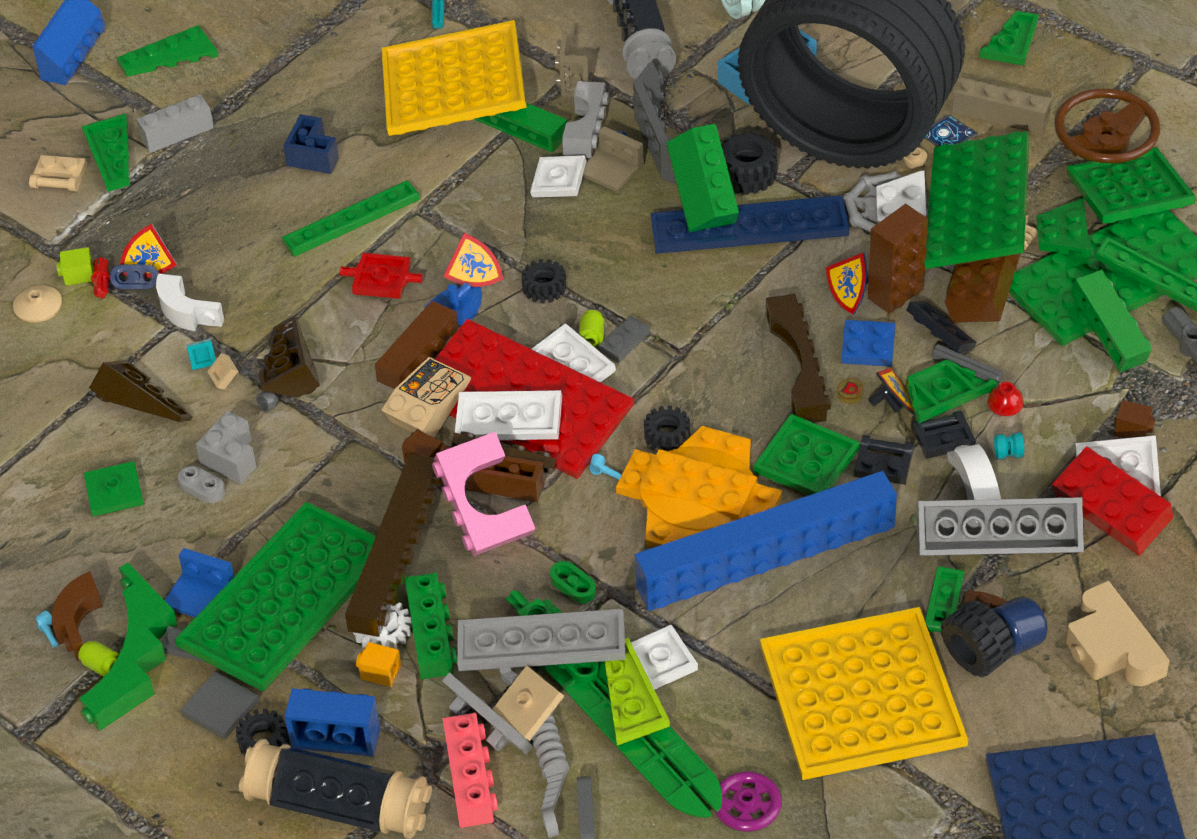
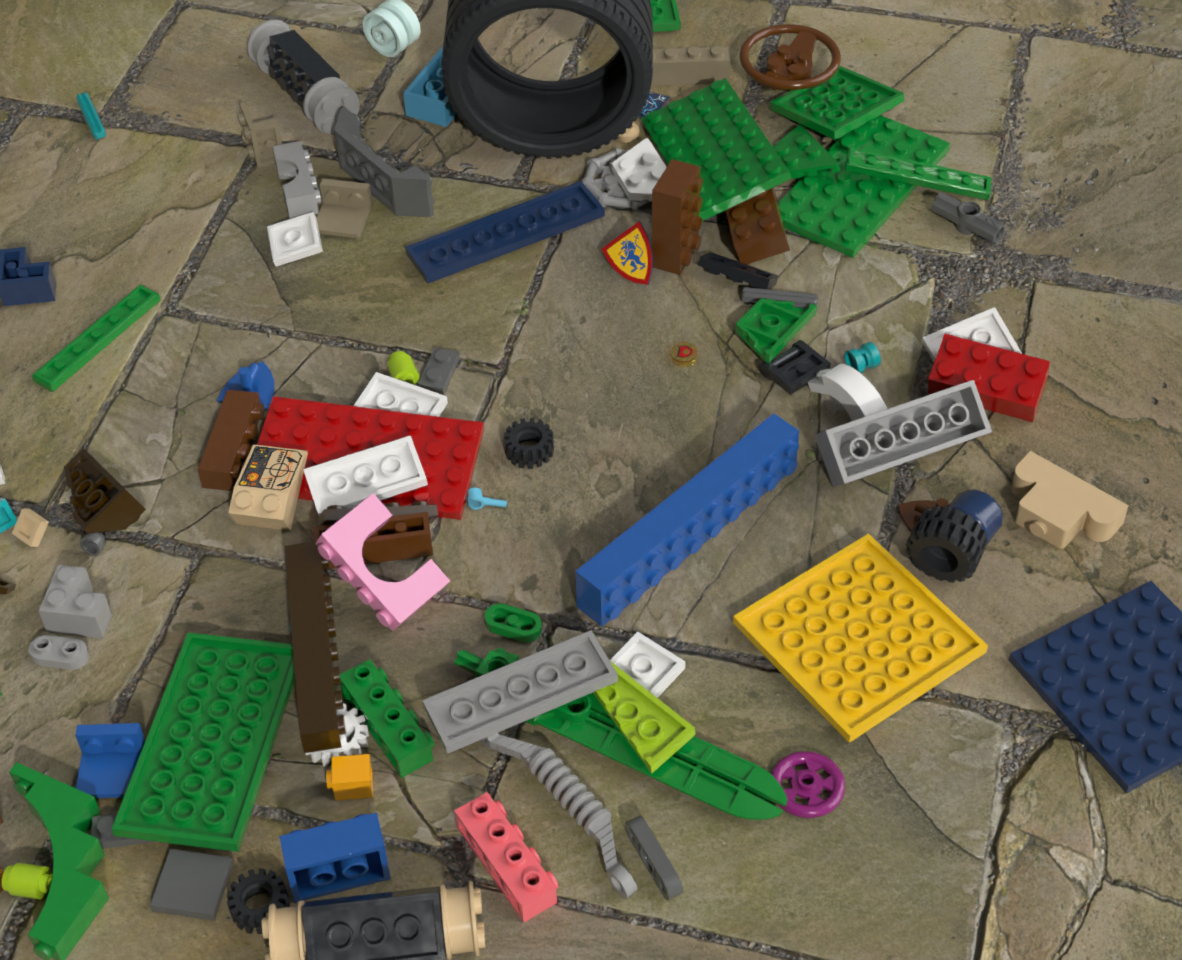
camera: 25 degrees left, 0 degrees up
(381, 275) = (157, 382): red plate -> none
(421, 444) = (285, 534): reddish brown brick -> none
(452, 78) = (143, 176): yellow plate -> none
(473, 264) = (251, 342): shield -> none
(502, 730) = (522, 800): light grey hinge -> none
(528, 703) = (538, 761): tan plate -> none
(530, 125) = (230, 197): green brick -> none
(546, 290) = (330, 349): black tyre -> none
(695, 485) = (587, 491): light orange plate -> none
(702, 178) = (449, 197): green slope -> none
(750, 162) = (476, 176): black tyre -> none
(786, 322) = (591, 308): dark brown arch -> none
(806, 456) = (679, 427): green plate -> none
(868, 343) = (677, 306): blue plate -> none
(893, 392) = (723, 345): shield -> none
(894, 467) = (751, 414): black plate -> none
(944, 596) = (885, 518): green plate -> none
(1005, 400) = (833, 318): red brick -> none
(1111, 320) = (891, 220): green brick -> none
(1134, 420) = (960, 302): reddish brown brick -> none

